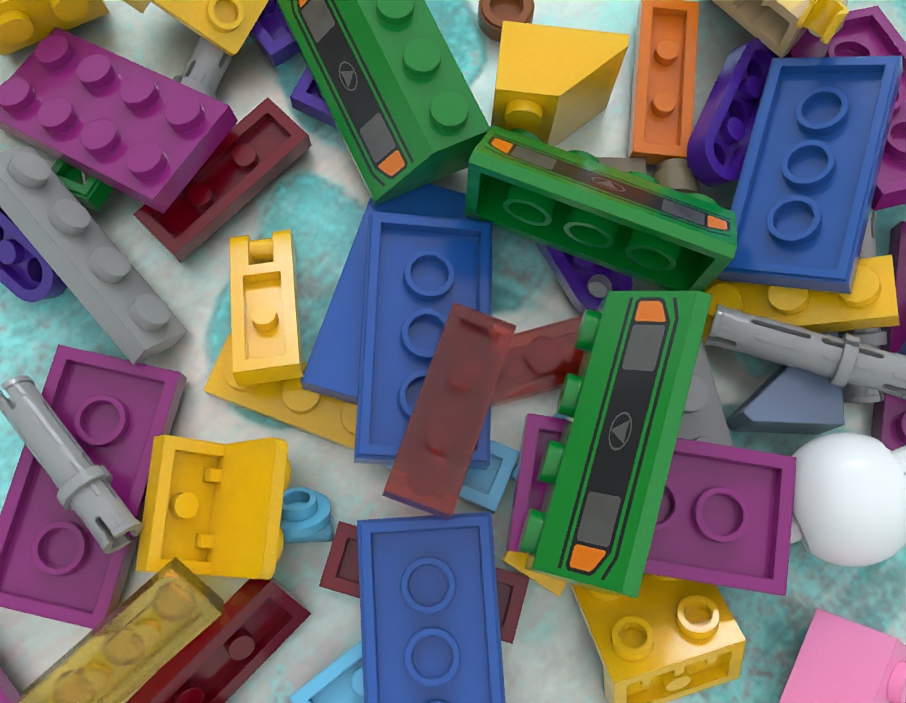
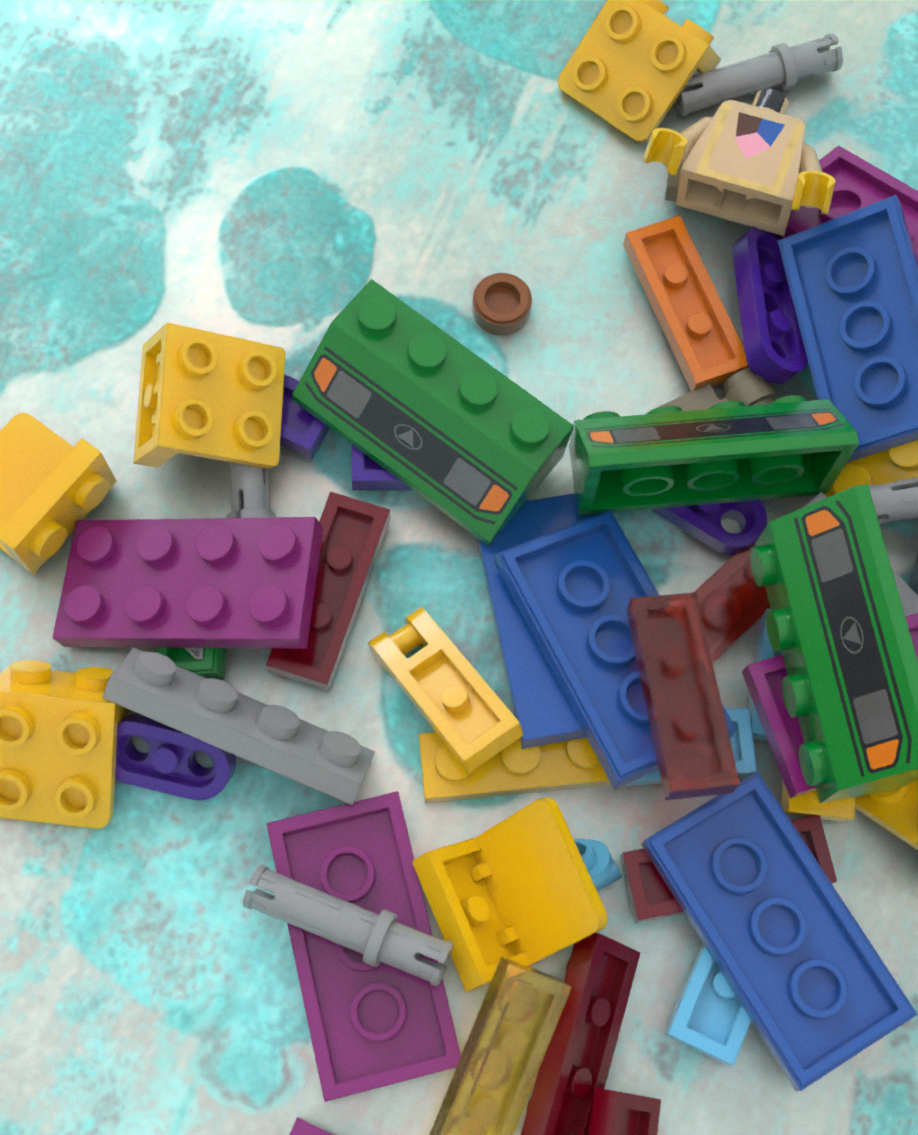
camera: 25 degrees left, 5 degrees down
(554, 78) = (591, 353): yellow slope -> none

